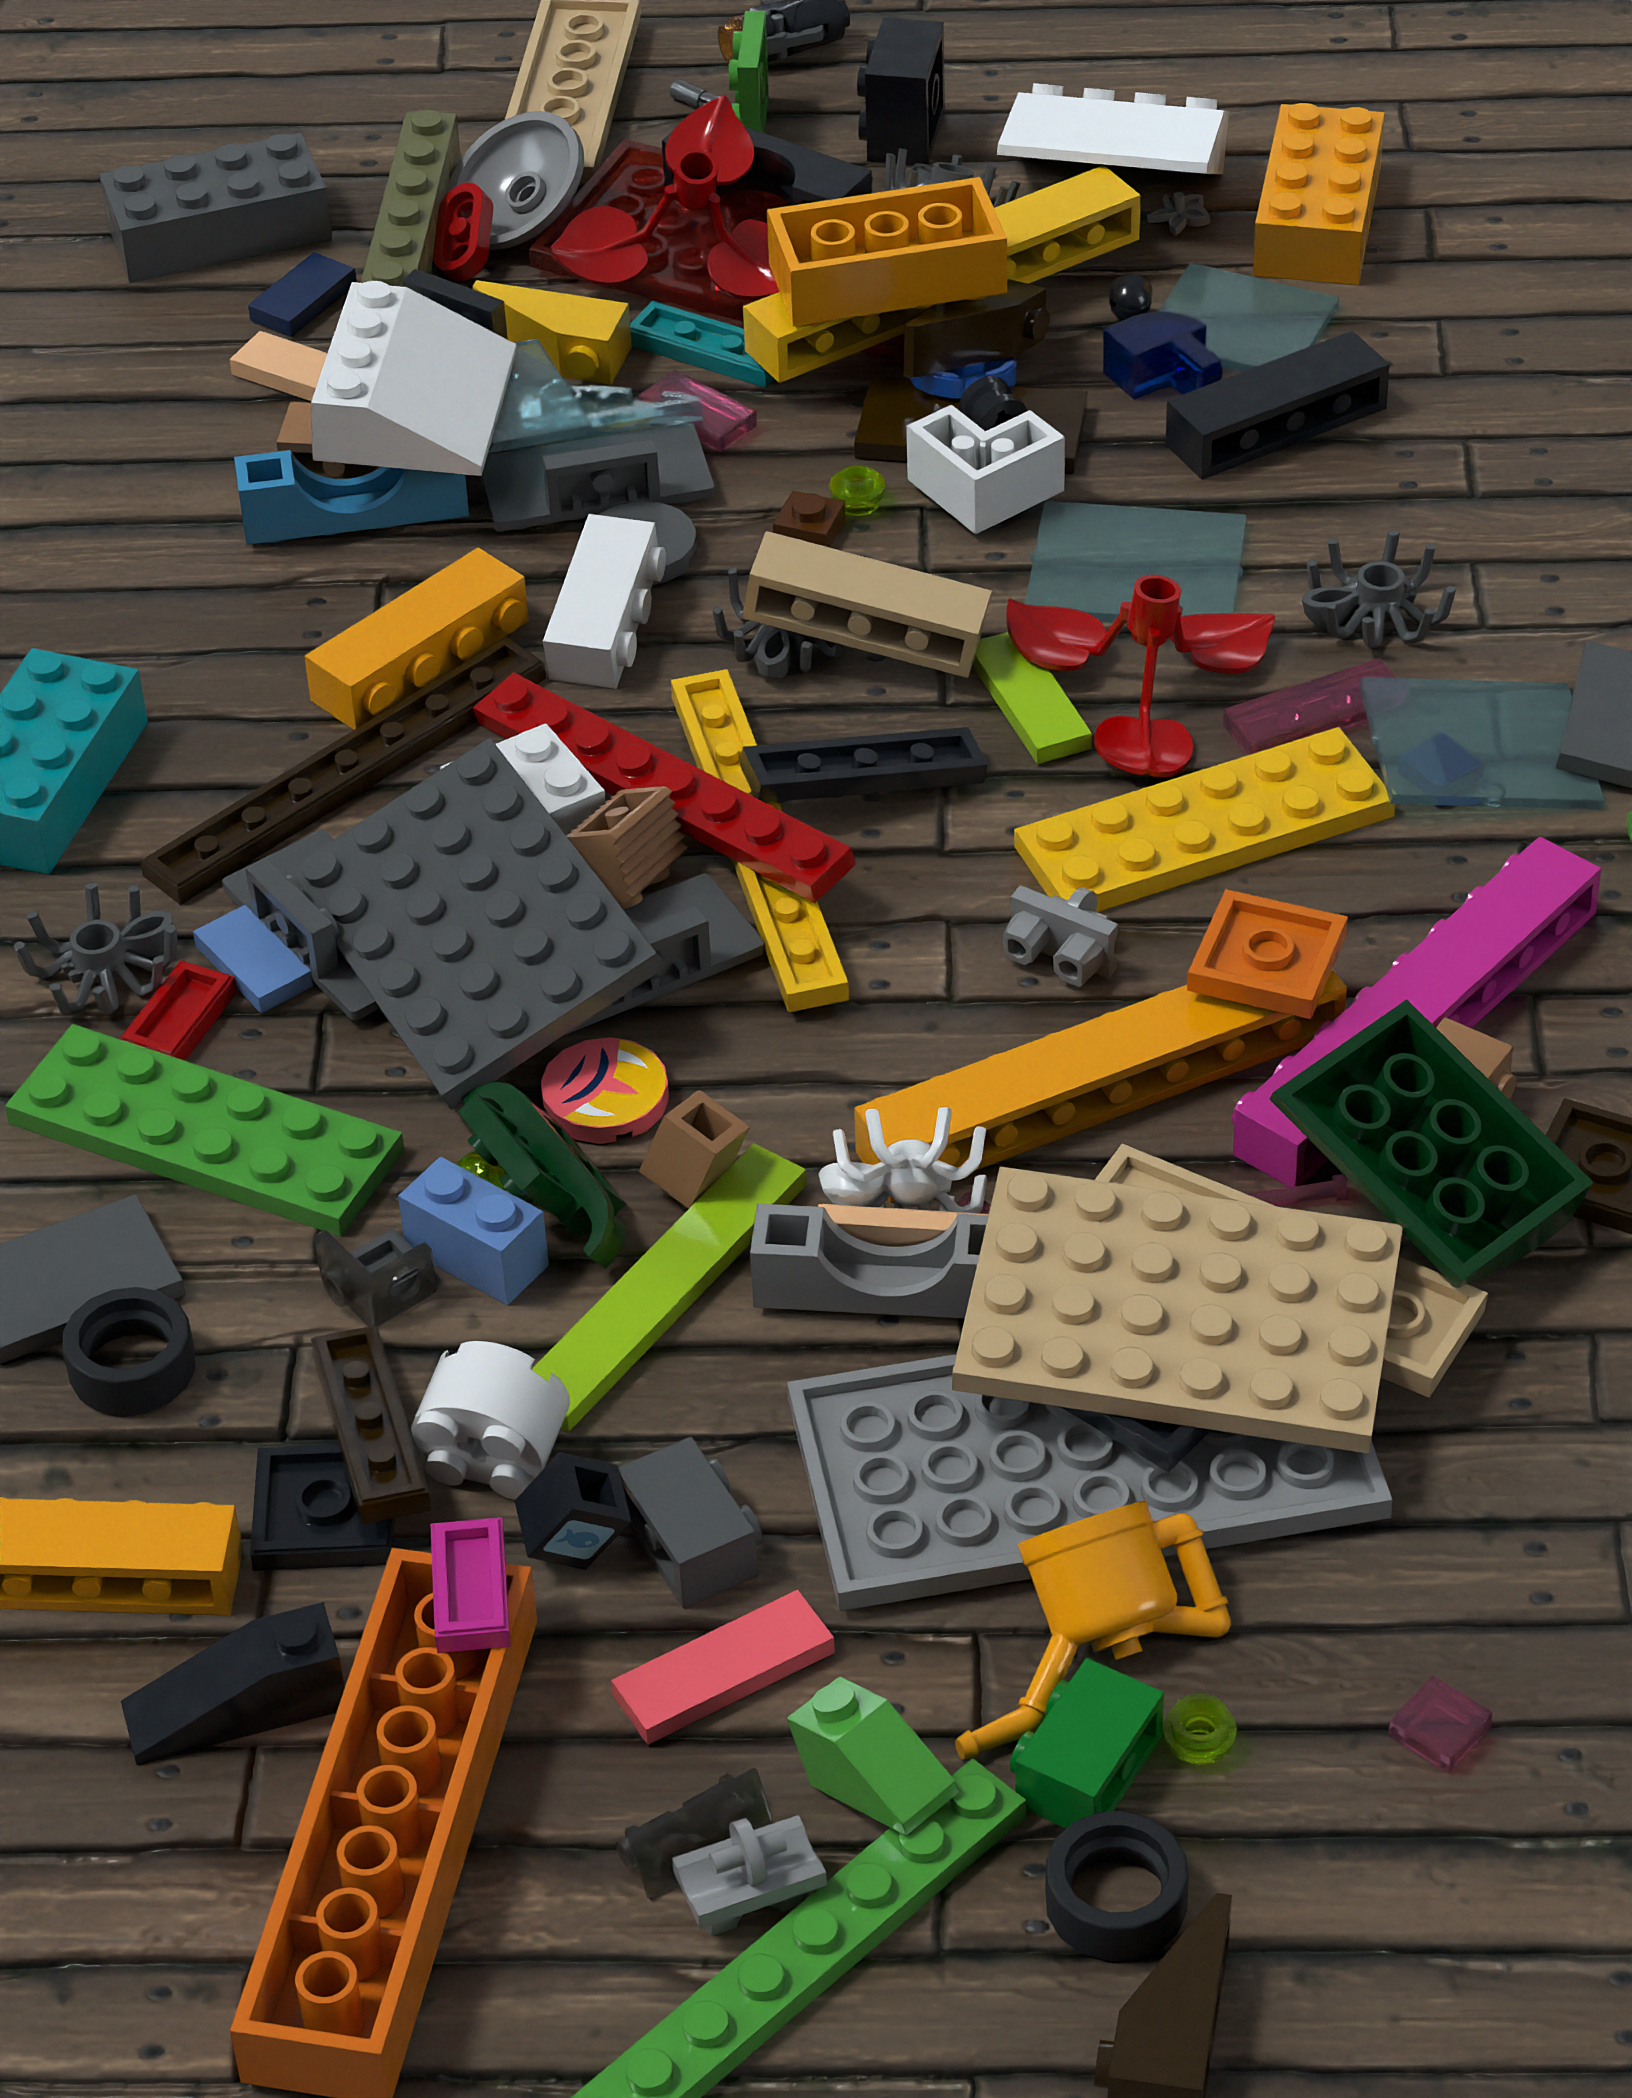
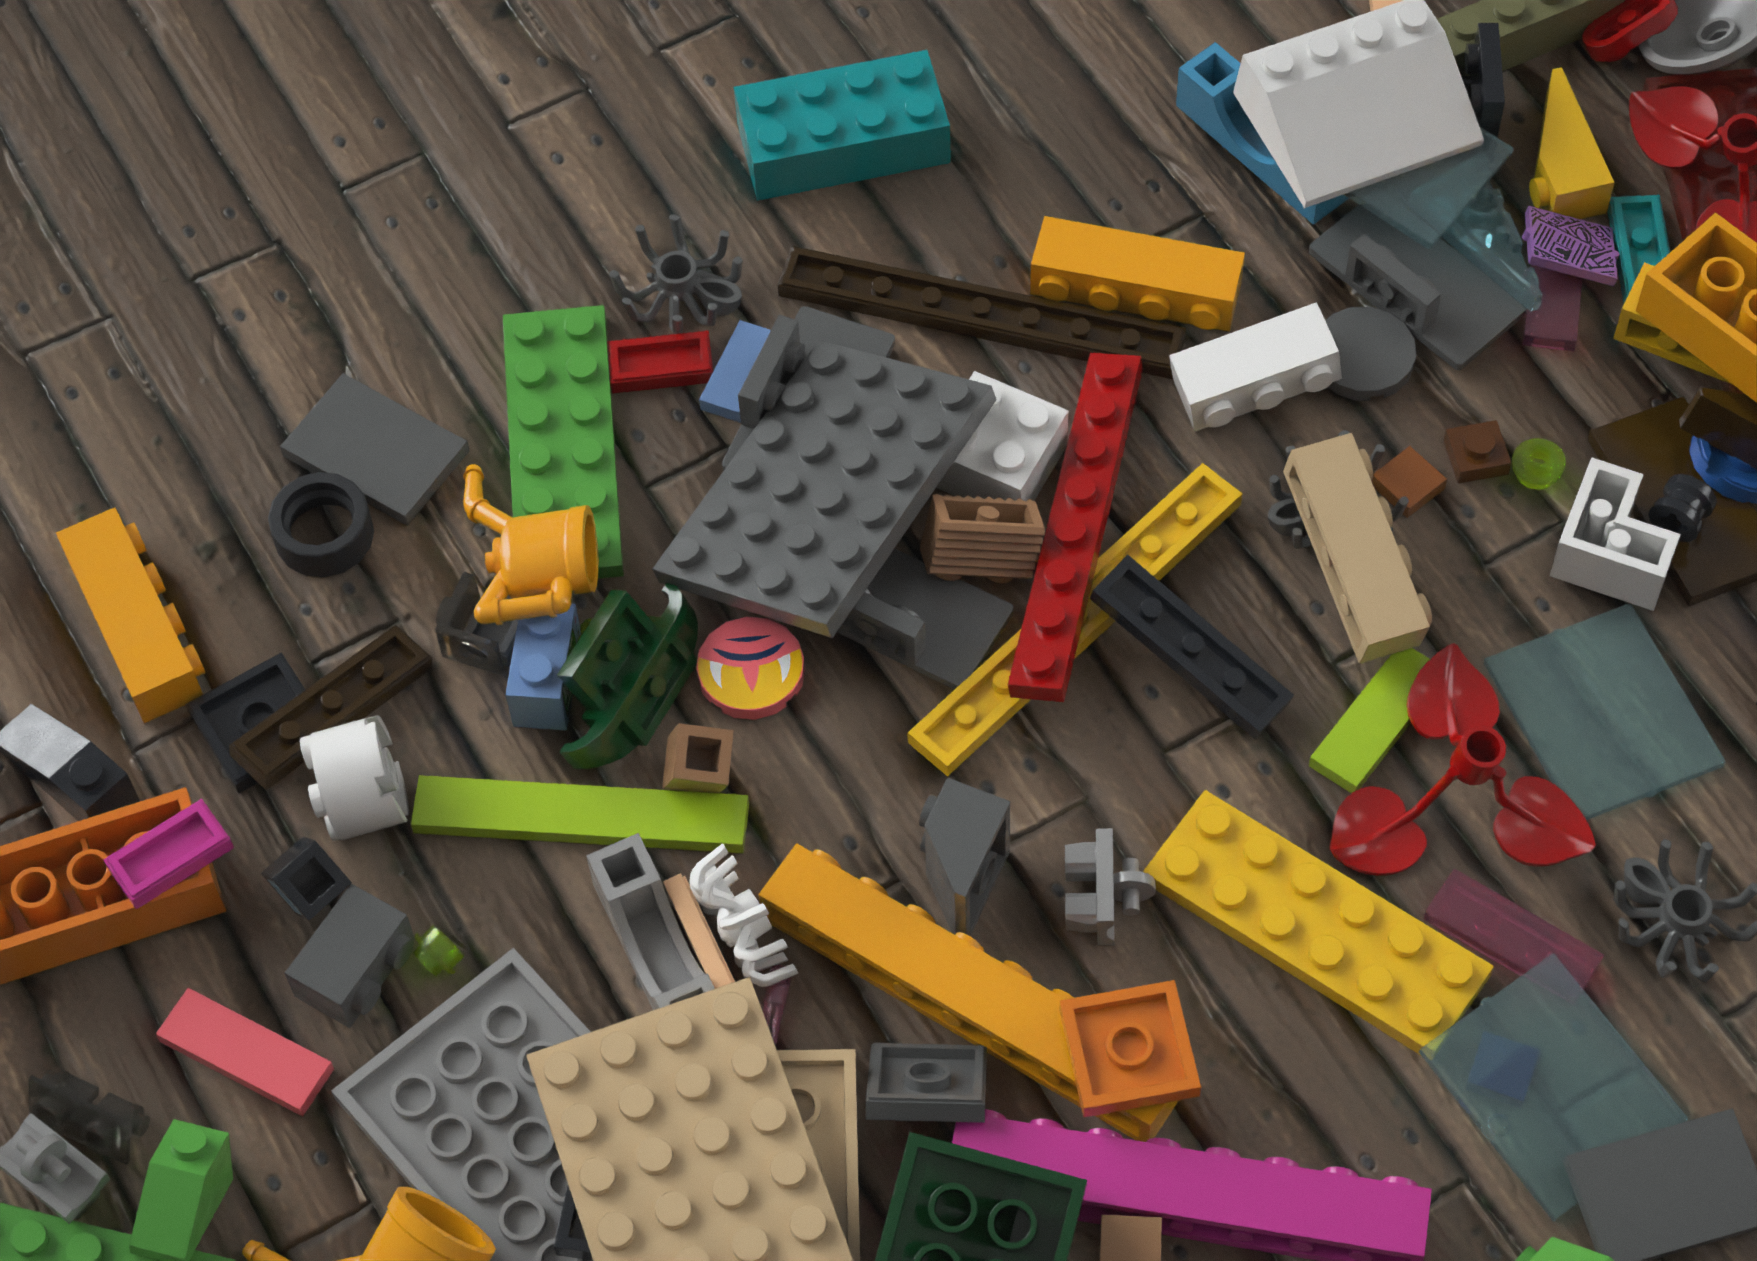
camera: 60 degrees right, 15 degrees up
(366, 1156) = (535, 559): none -> light orange piece
(657, 367) = (1570, 246): none -> medium lavender piece
(737, 1450) = (437, 951): none -> clear neon green plate
(964, 992) = (964, 849): none -> dark grey slope
(1192, 1118) = (926, 1082): none -> dark grey tile

